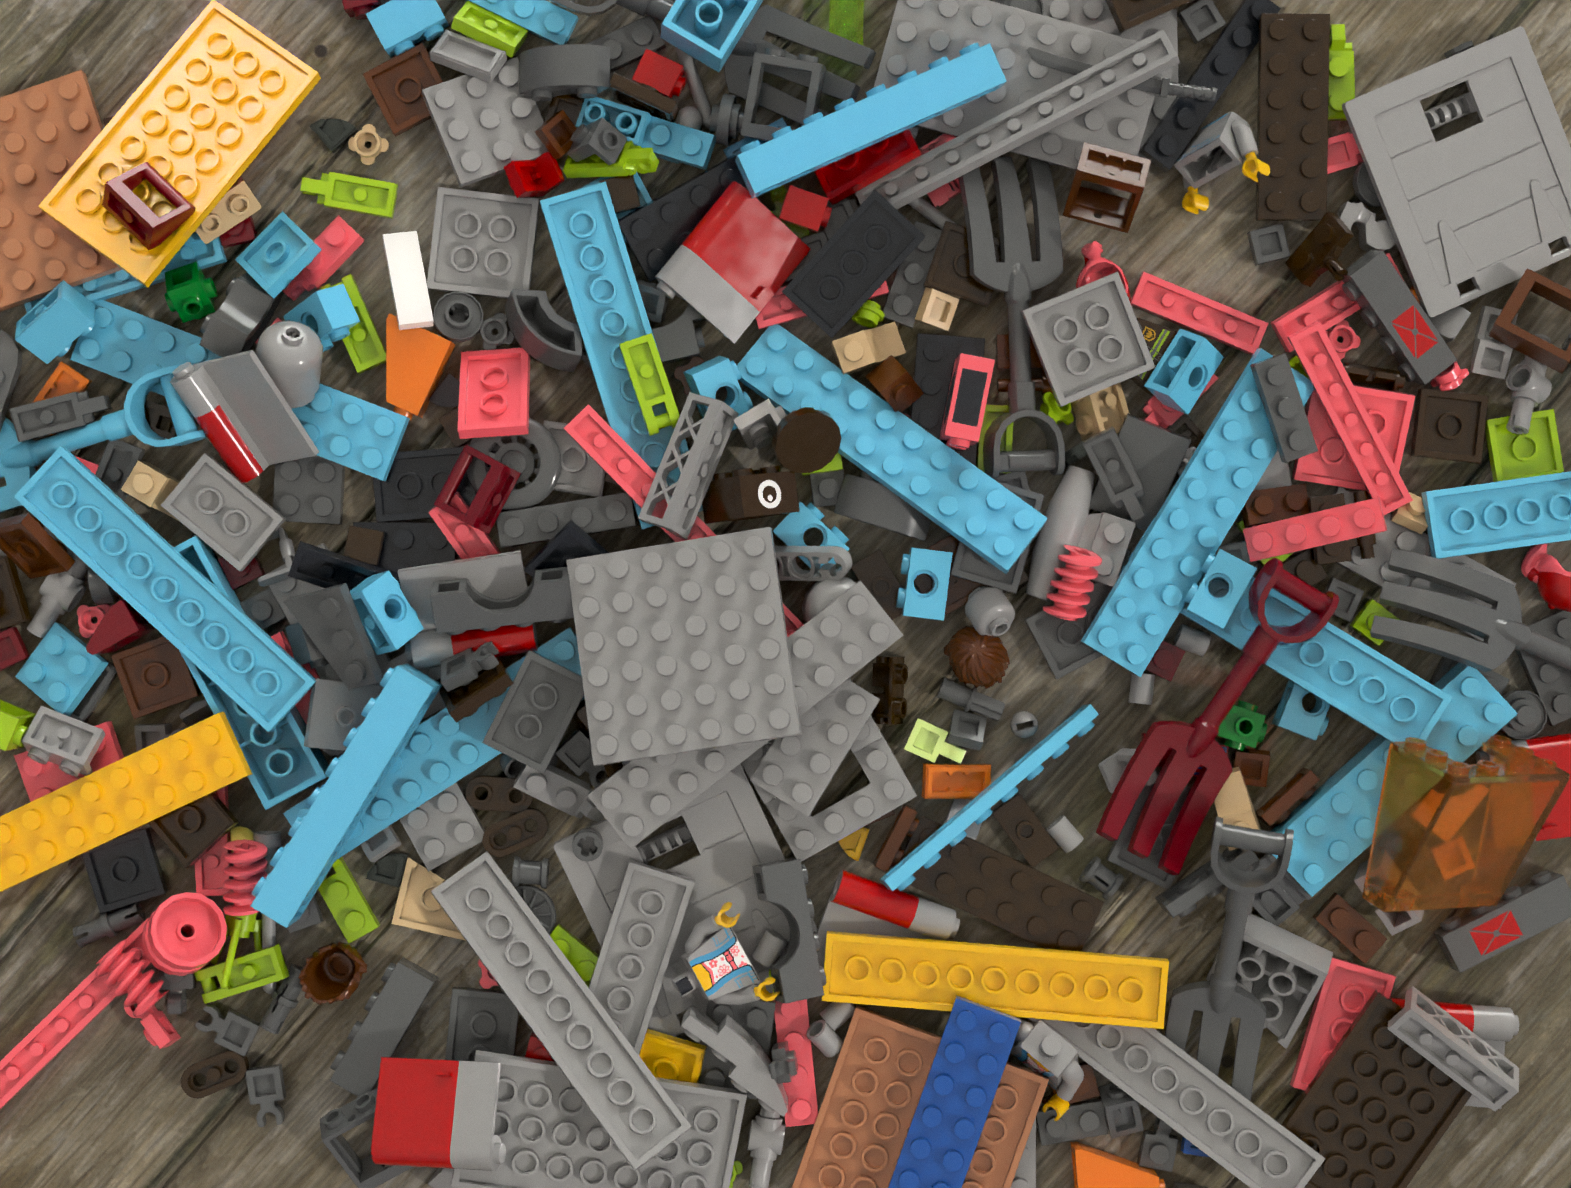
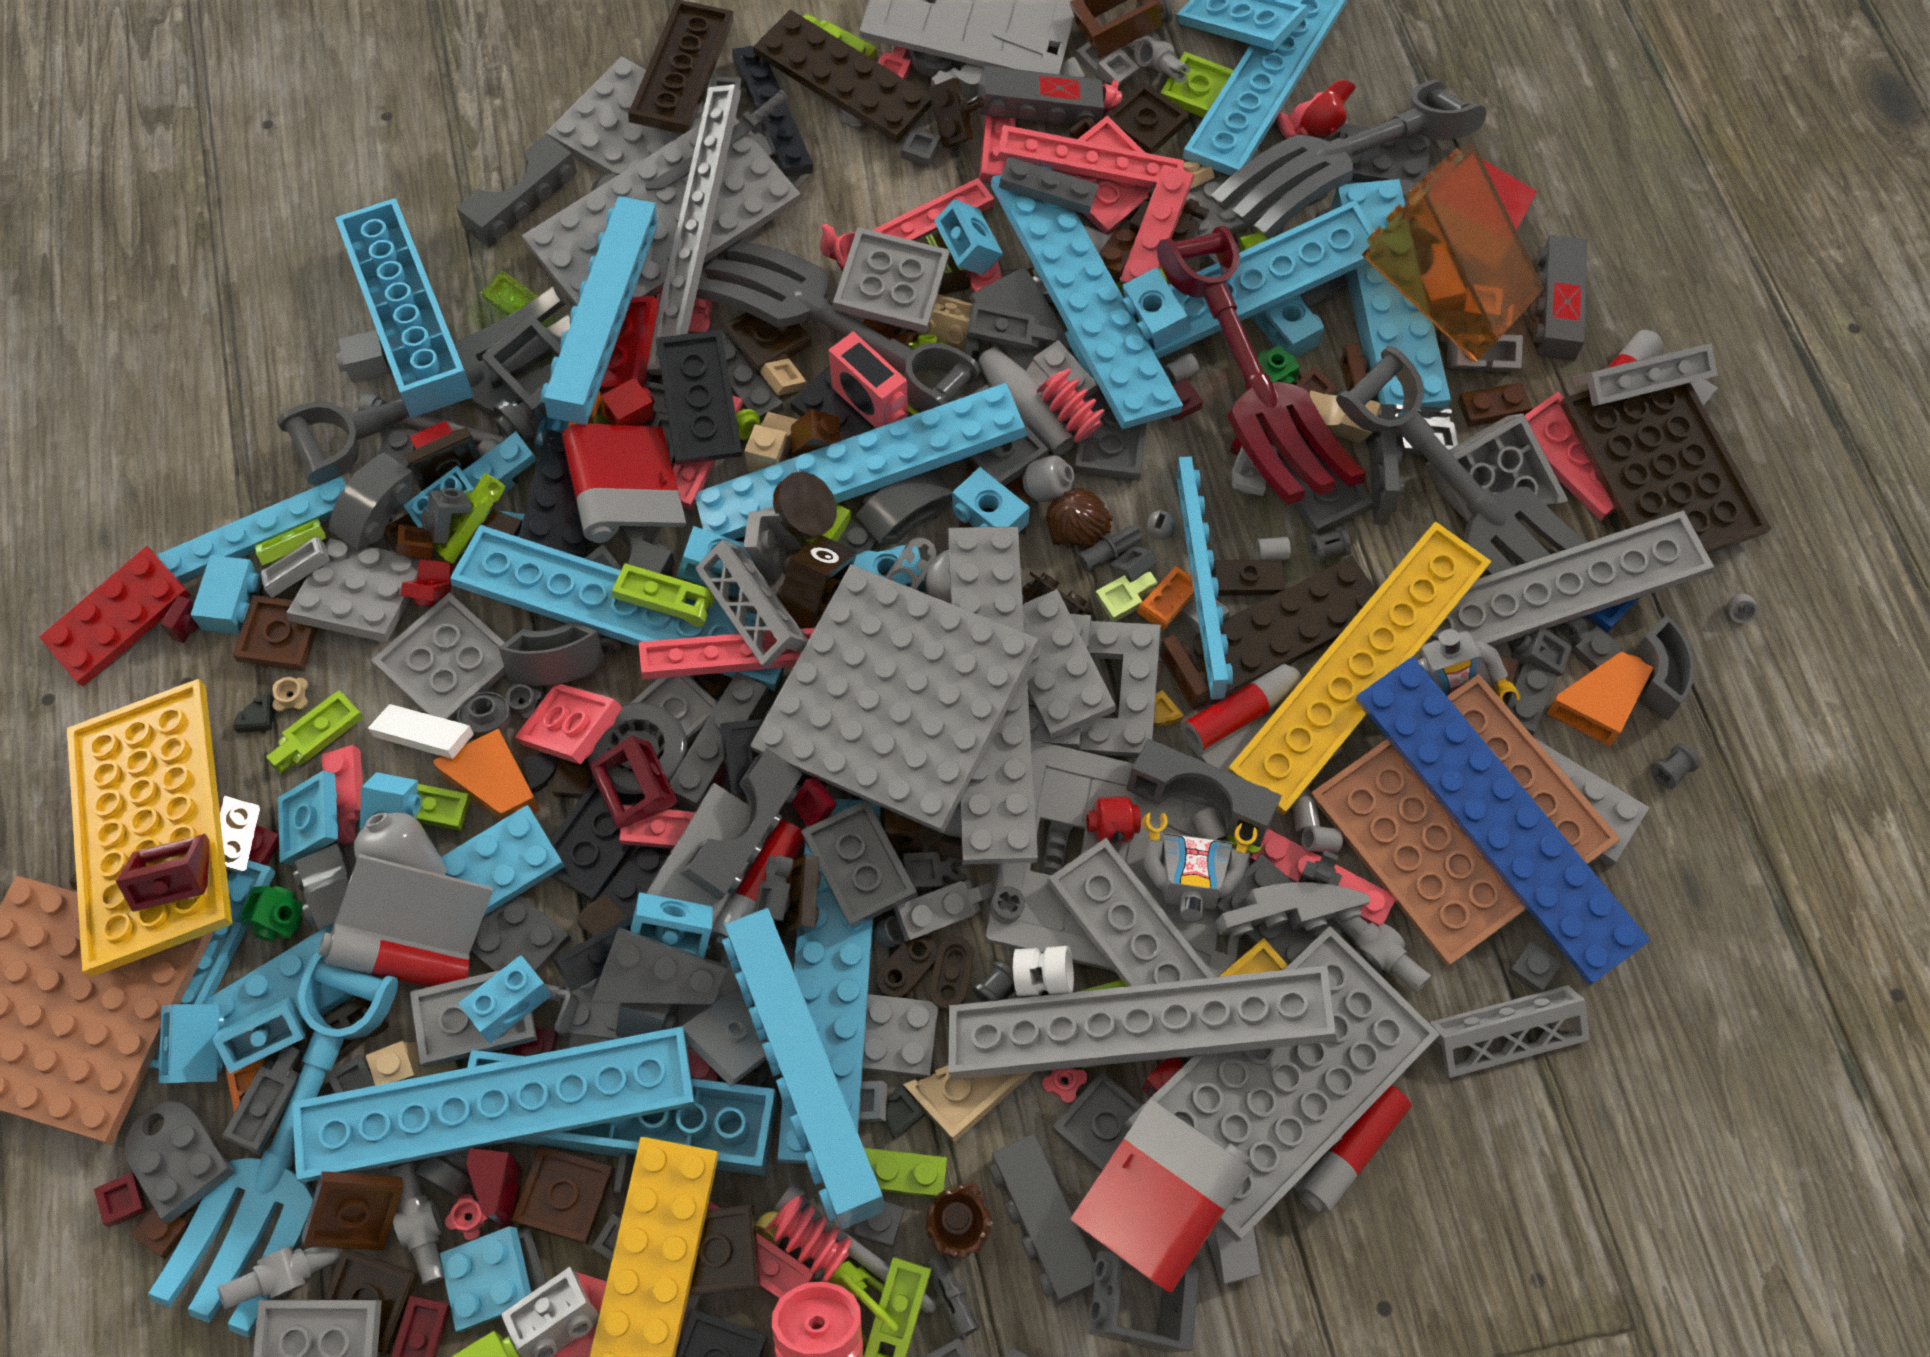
camera: 60 degrees left, 25 degrees down
(93, 373) = (260, 1034): none -> medium azure brick
(242, 534) = (505, 999): none -> medium azure brick
(557, 906) = (1056, 971): none -> white wheel
(558, 642) = (813, 802): none -> dark red plate
(717, 875) = (1114, 819): none -> red head
(1112, 170) = (777, 181): reddish brown window -> none
(1142, 689) = (1193, 424): light grey hinge -> none
(1215, 151) = (824, 128): light grey torso -> none

